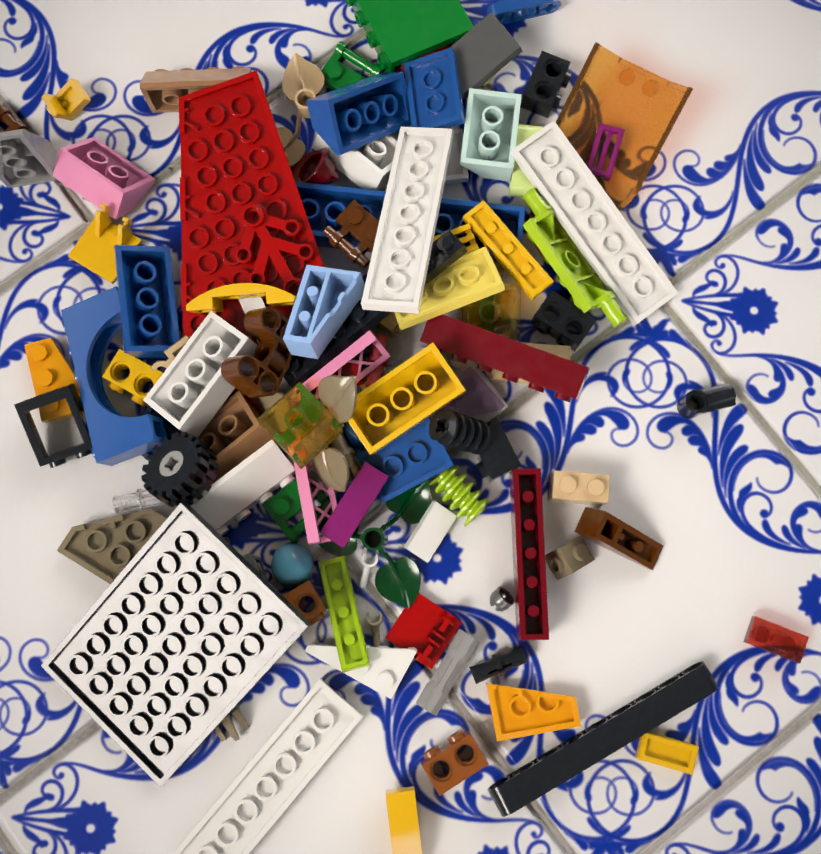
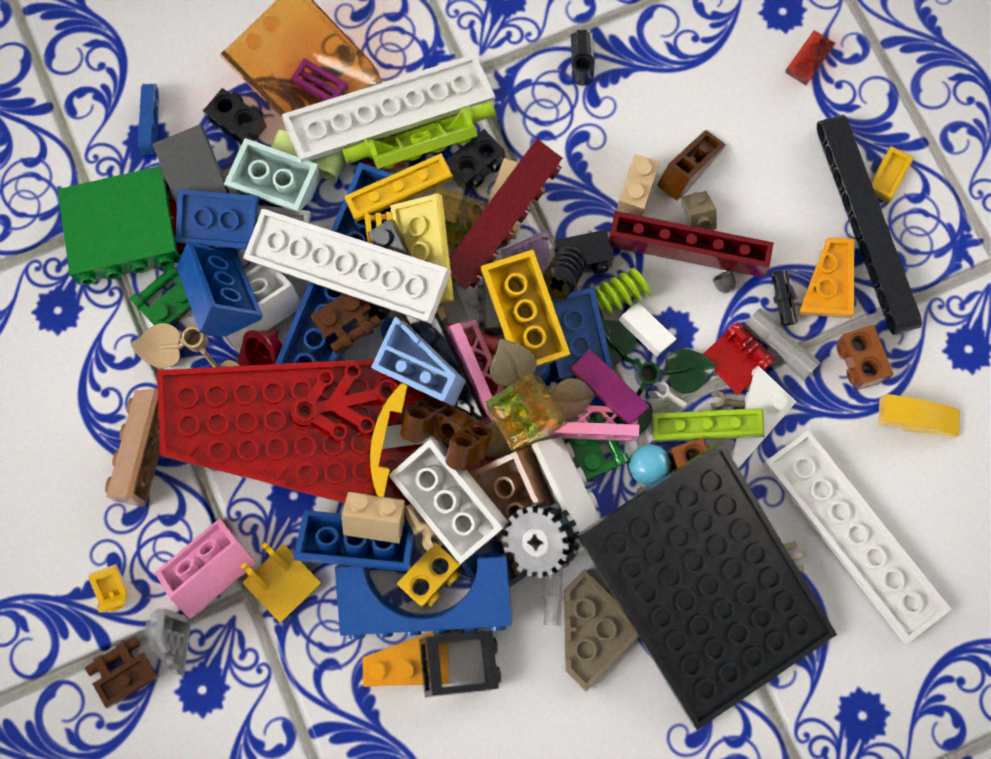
camera: 70 degrees left, 5 degrees down
(168, 308) = (373, 517): none -> tan brick

